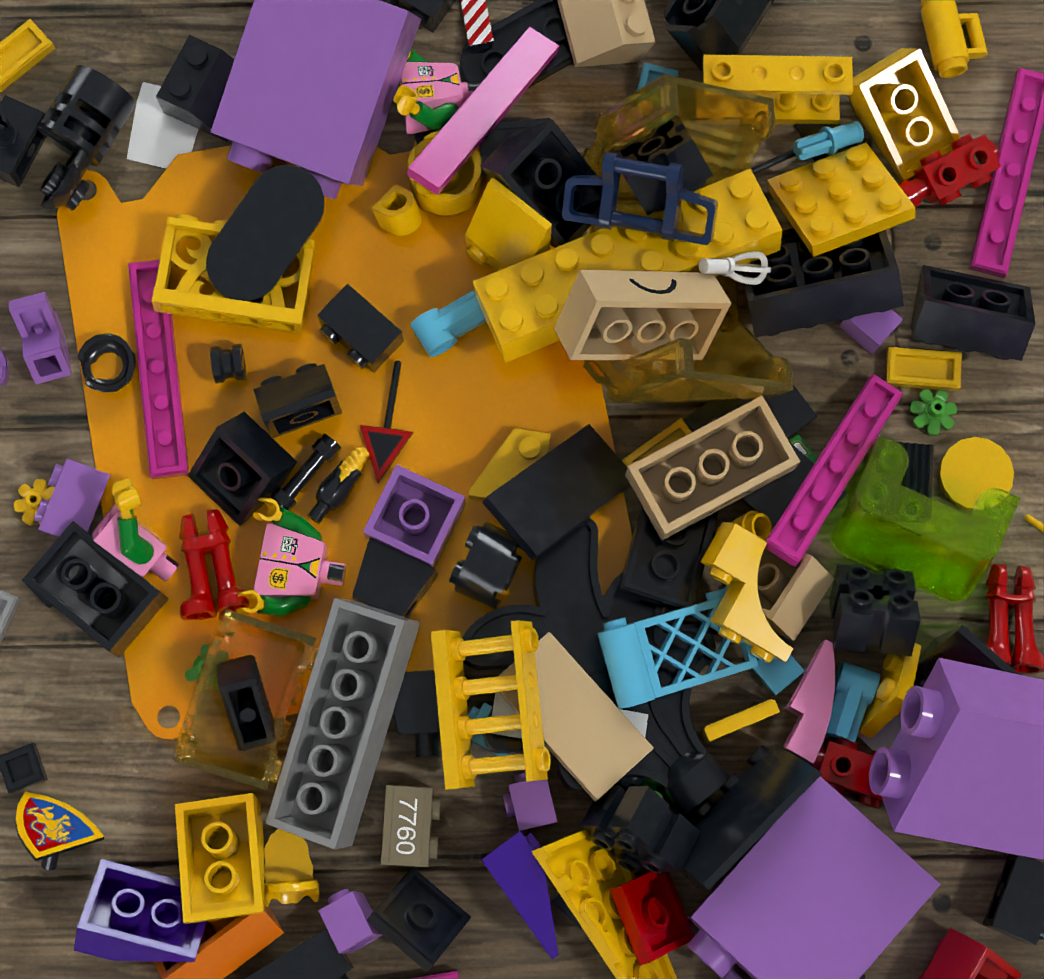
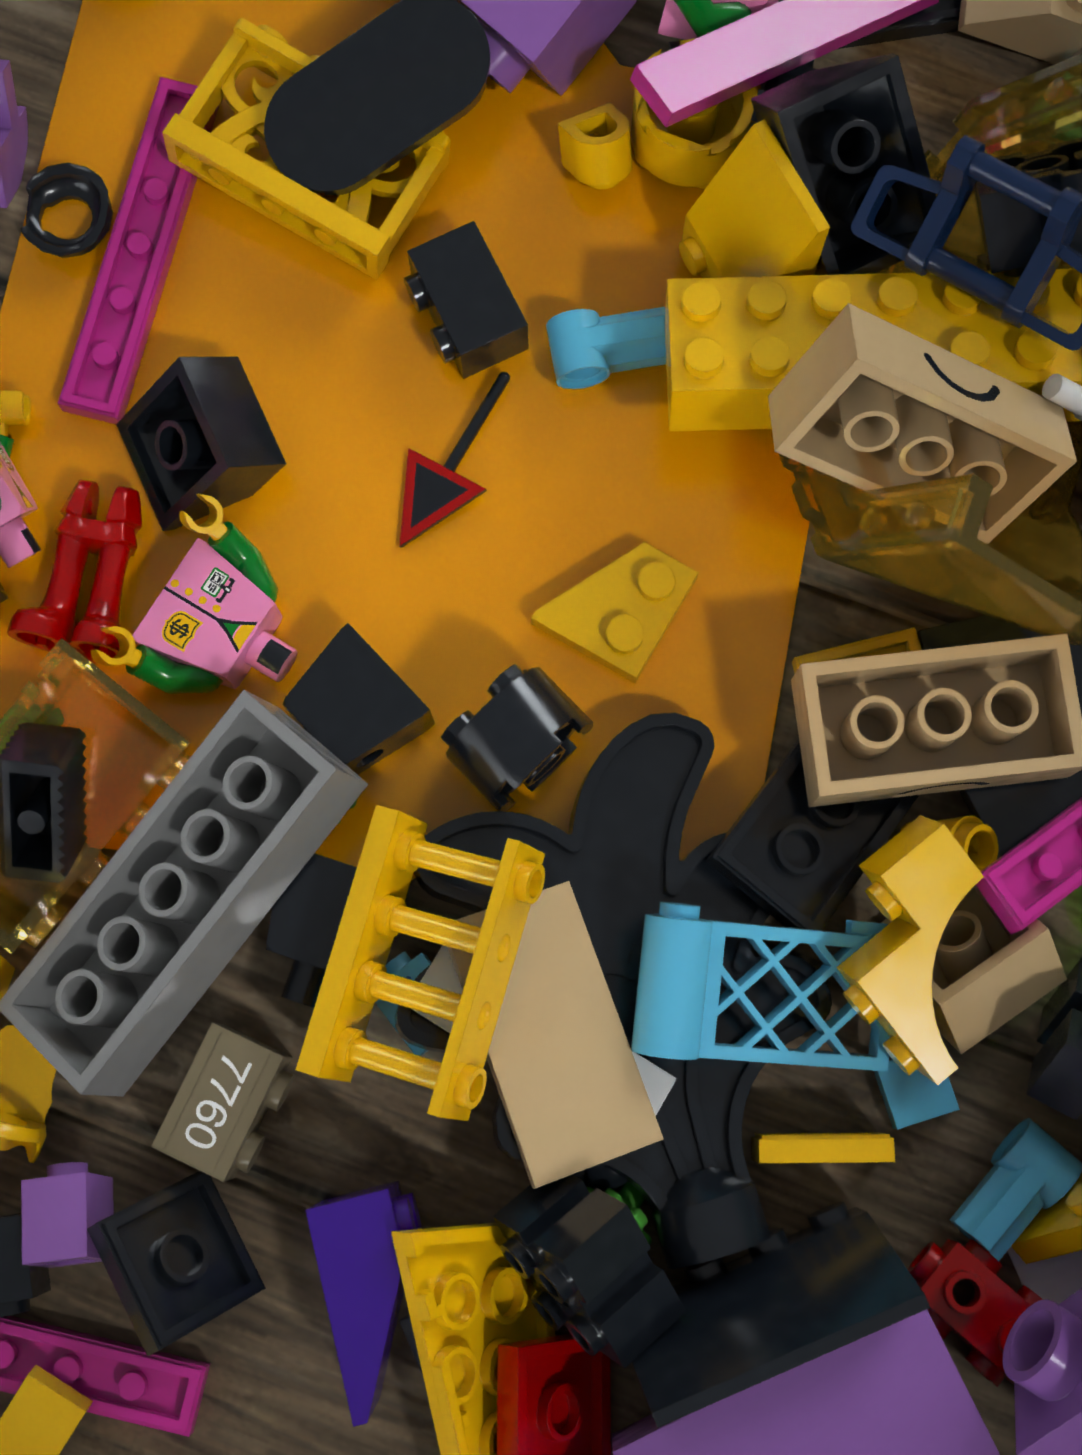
camera: 25 degrees right, 0 degrees up
(228, 363) = (245, 277): black wheel -> none
(297, 399) = (324, 371): black slope -> none
(324, 450) = (338, 464): black bar -> none
(338, 484) = (337, 525): black piece -> none
(415, 516) = (432, 616): medium lavender brick -> none
(529, 803) = (429, 1148): medium lavender brick -> none
(559, 491) = (672, 665): black tile -> none
(812, 704) = (953, 1171): bright pink slope -> none

